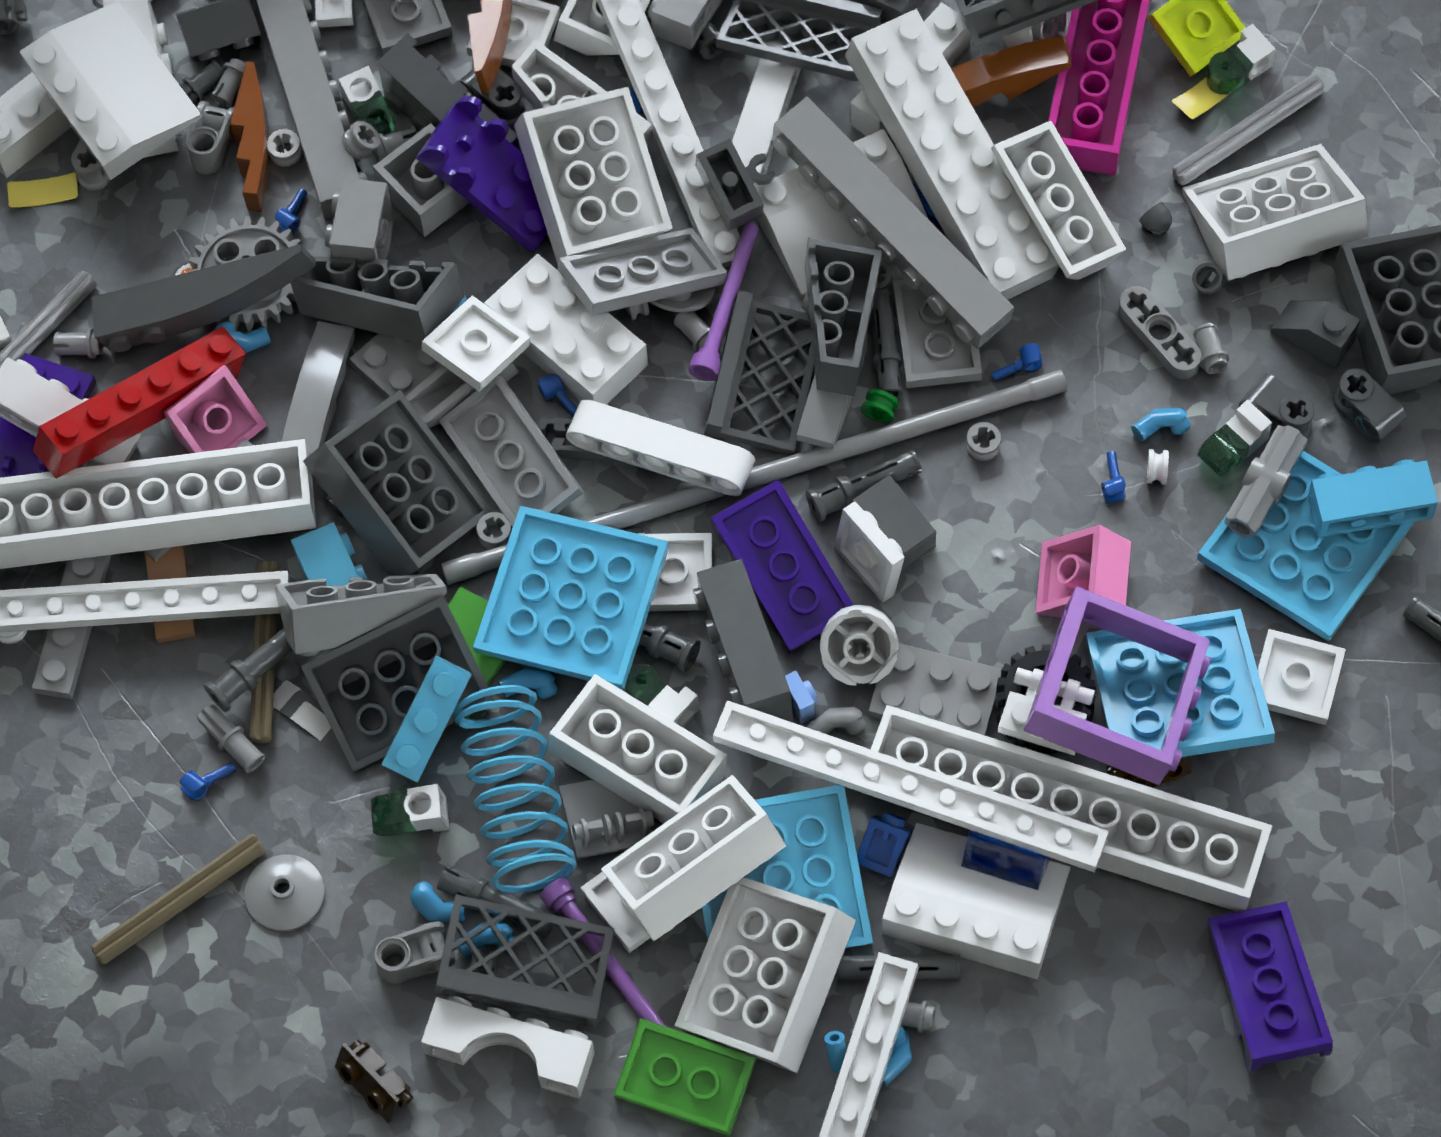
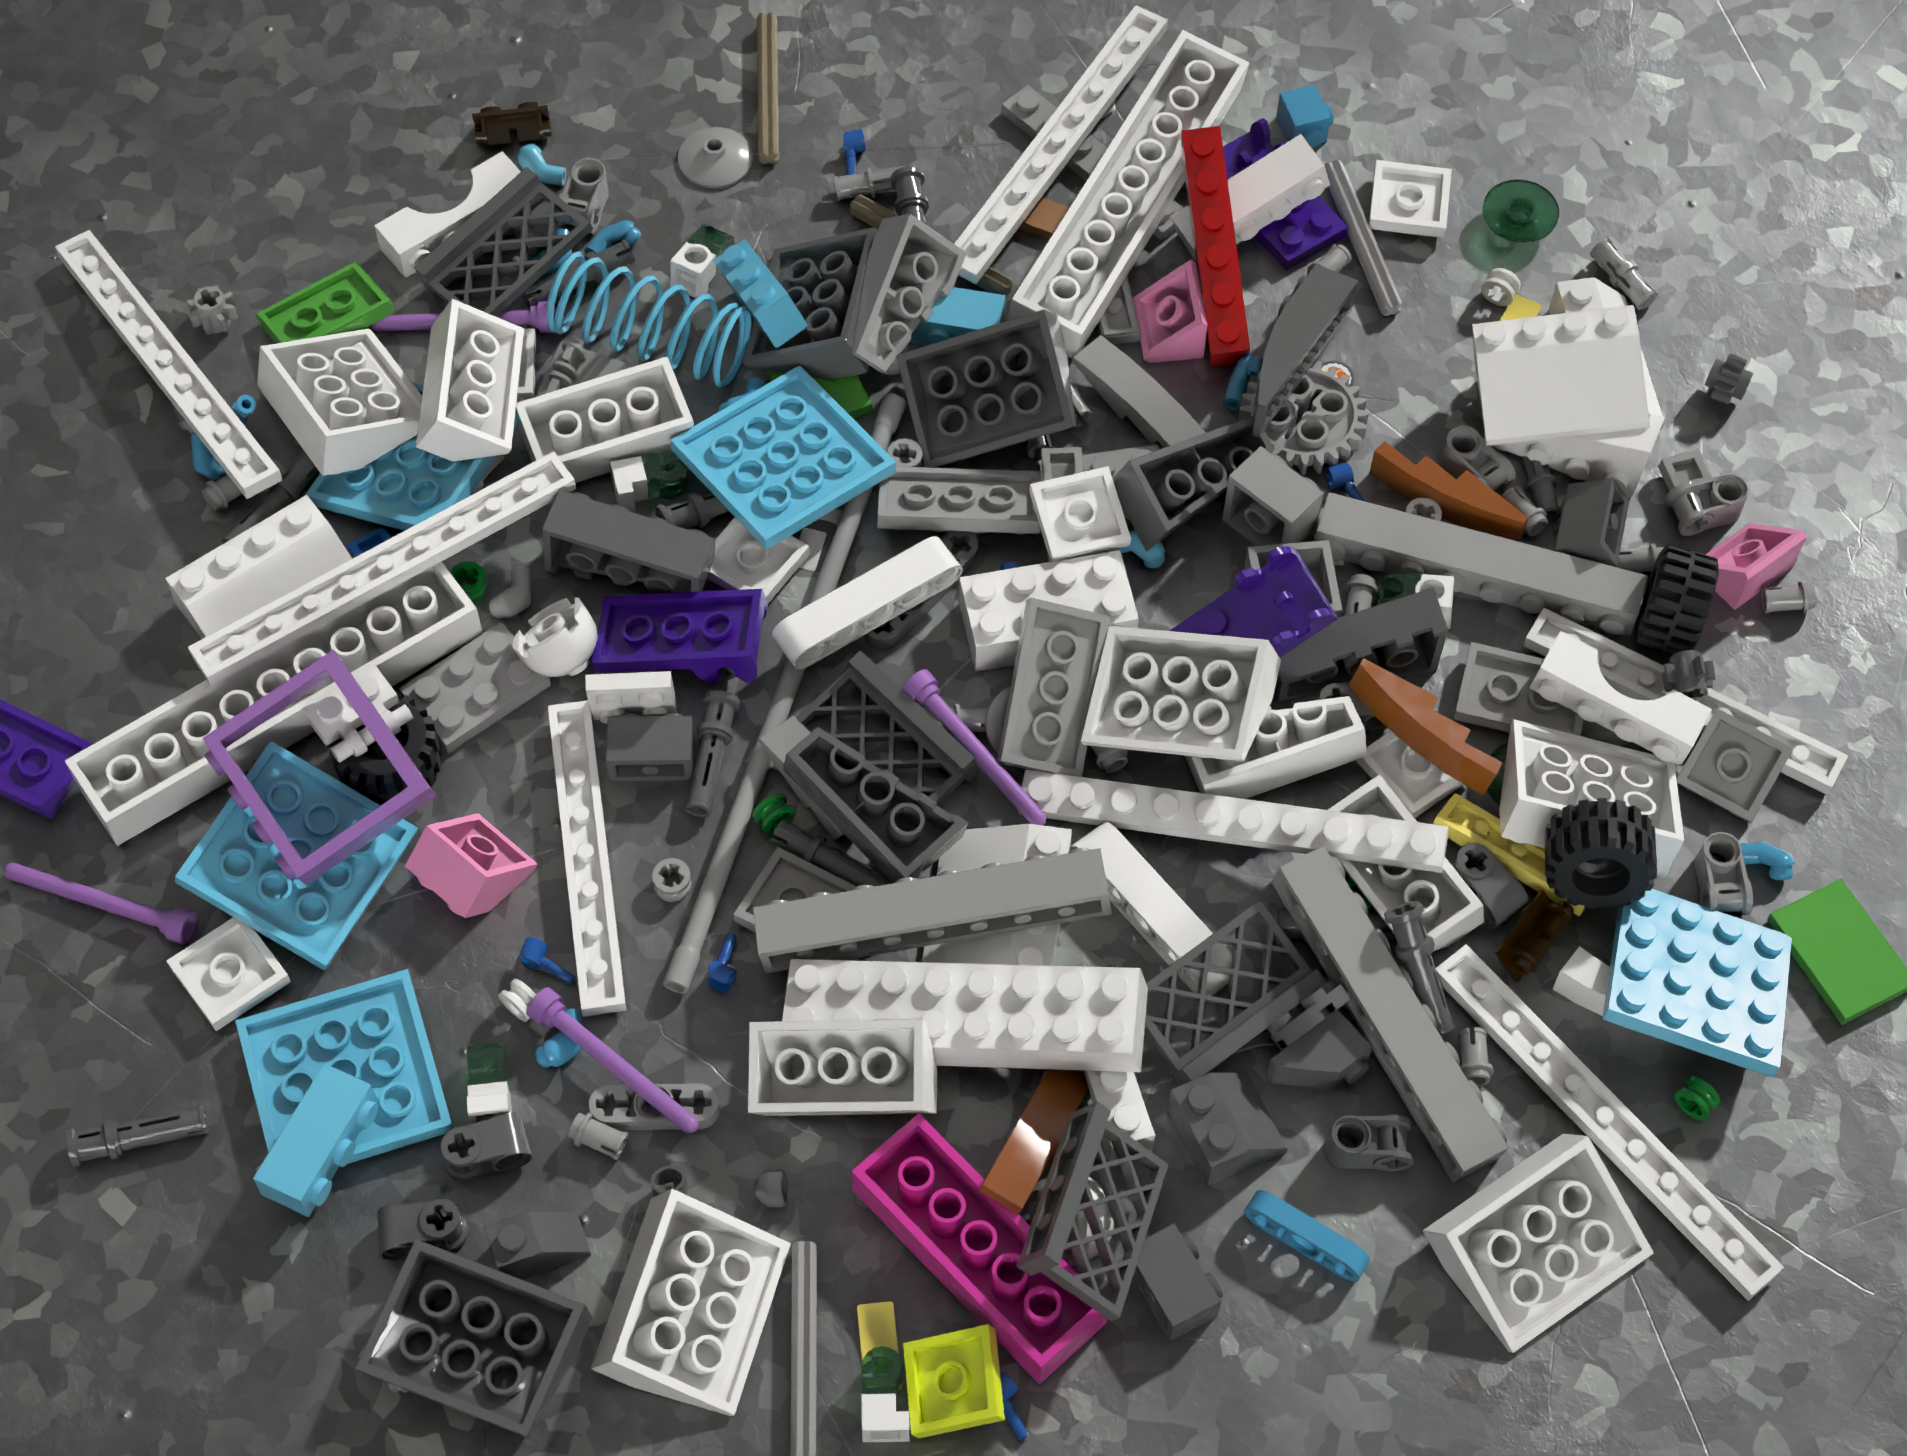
camera: 120 degrees right, 5 degrees down
(14, 211) = (1500, 287): none -> white bush
(361, 139) = (1363, 566): light grey bush -> none
(405, 1024) = (531, 157): none -> medium azure arm
(733, 183) = (1081, 802): dark grey brick -> none
(802, 697) = (557, 576): light blue plate -> none
(1010, 508) = (586, 859): none -> white plate
(1153, 431) = (549, 1010): none -> medium lavender piece
(1265, 481) = (415, 1062): light grey piece -> none
(1293, 743) = (176, 924): none -> medium lavender piece

